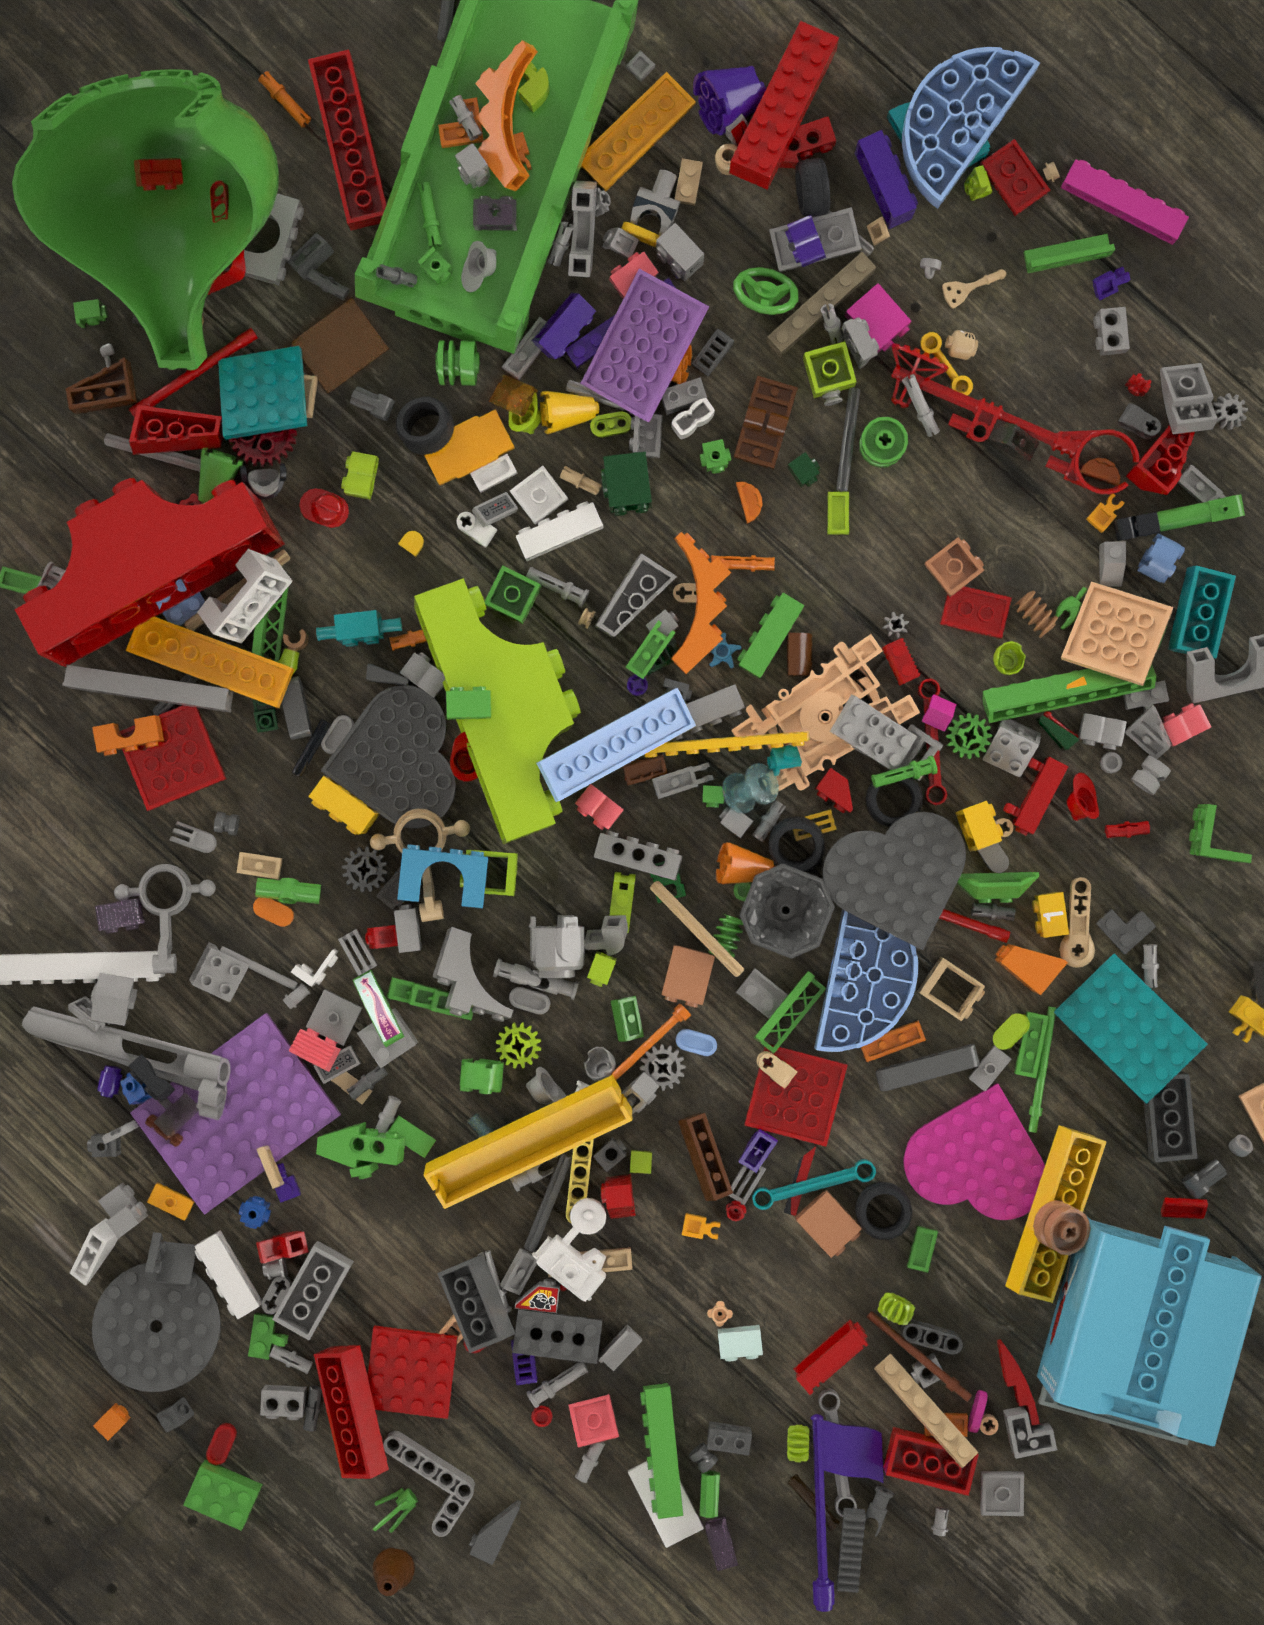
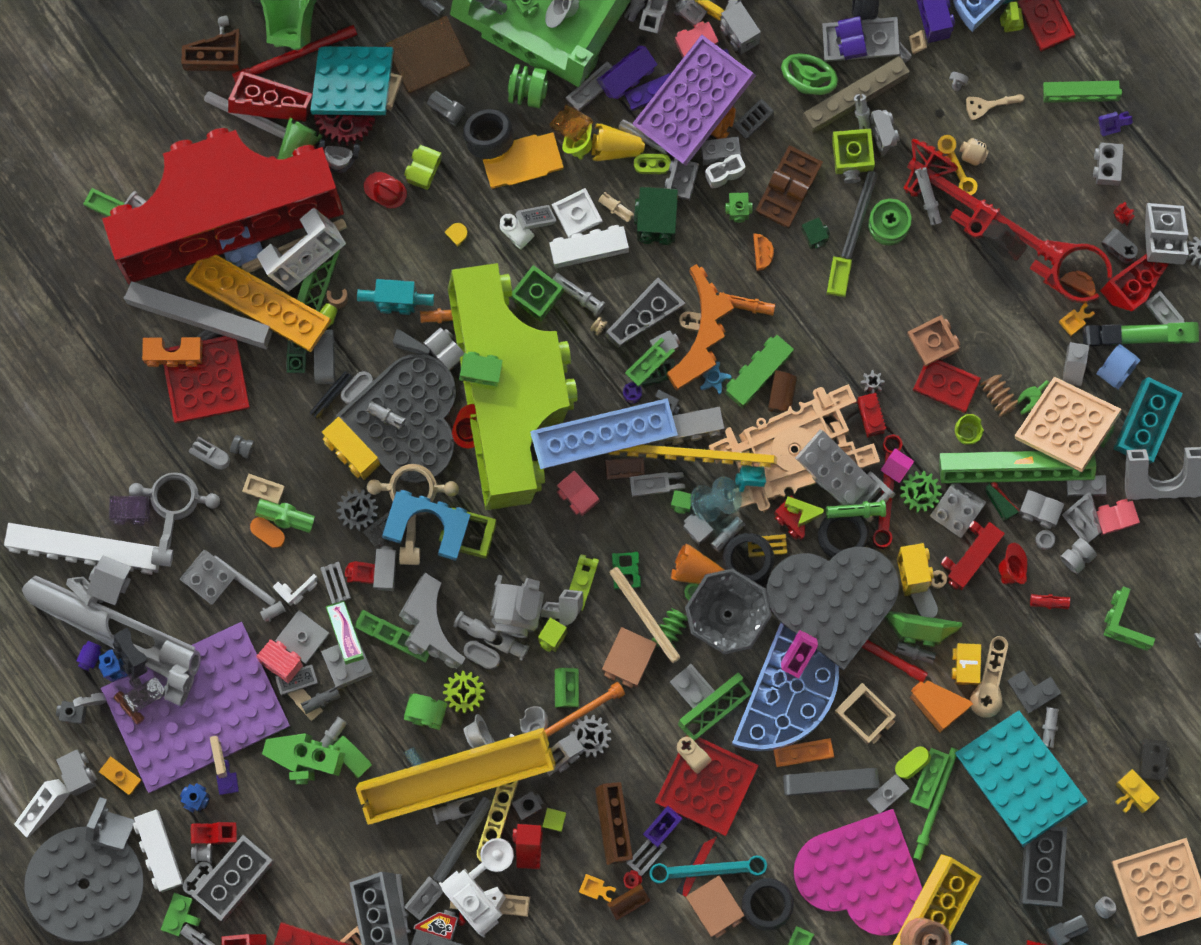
camera: 10 degrees right, 10 degrees down
(375, 761) = (386, 415): none -> light grey pin
(493, 473) = (540, 187): white tile -> none
(605, 852) = (581, 524): light grey brick -> none
(696, 1042) = (625, 720): light blue tile -> none
(736, 1235) = (628, 902): none -> reddish brown plate
(853, 784) = (808, 511): none -> lime slope
(872, 945) = (799, 654): none -> dark pink brick
(882, 316) = (908, 115): dark pink brick -> none
(1051, 172) = (1078, 19): tan plate -> none
(1124, 202) = (1138, 56): dark pink brick -> none

